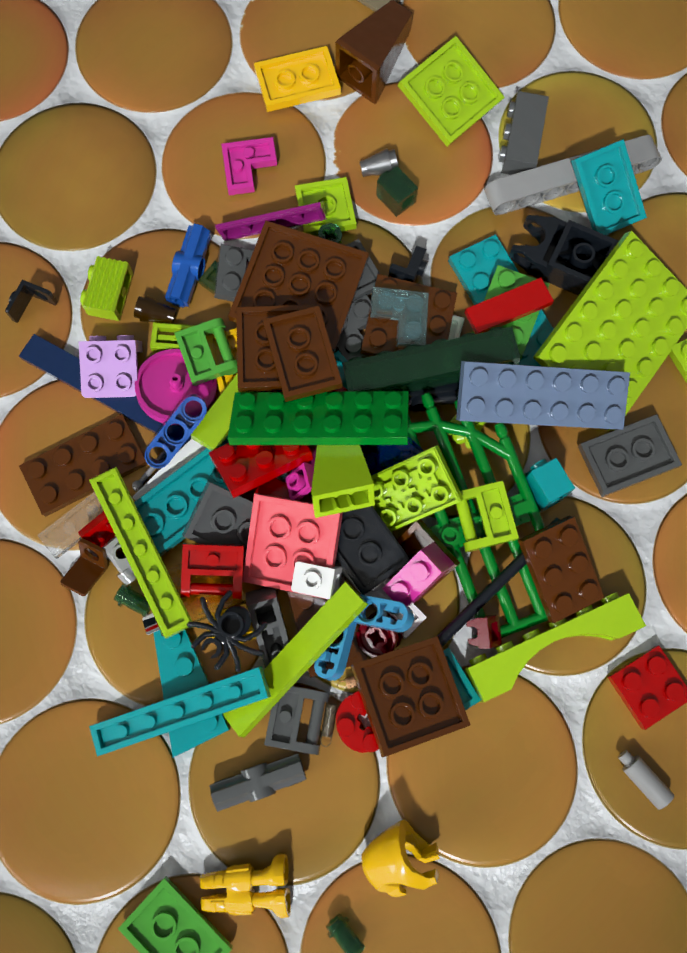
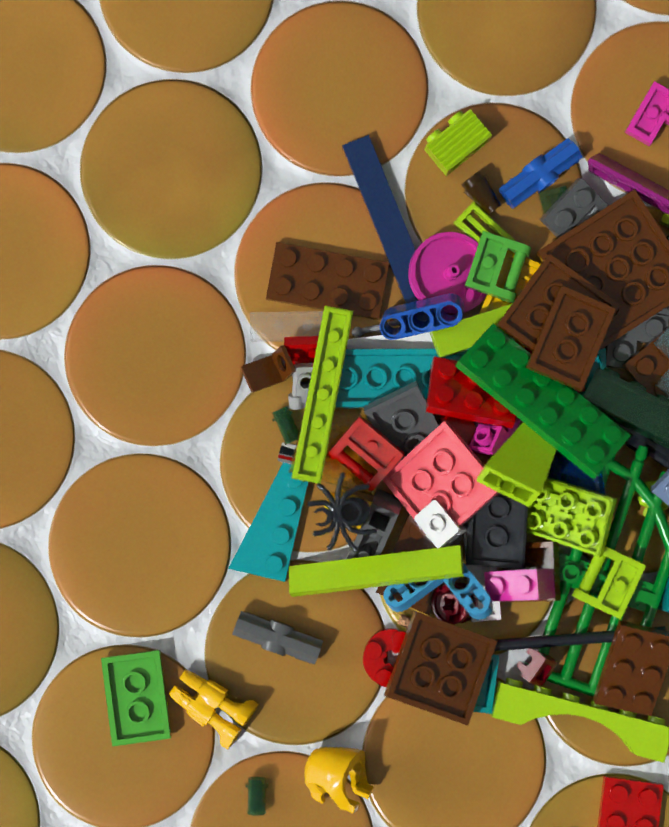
camera: 35 degrees right, 10 degrees up
(21, 297) = (379, 94): black bracket -> none
(109, 366) = (409, 215): lavender bracket -> none
(180, 711) = (260, 540): teal plate -> none
(286, 718) = (333, 609): dark grey plate -> none
(329, 720) = (364, 635): dark tan piece -> none

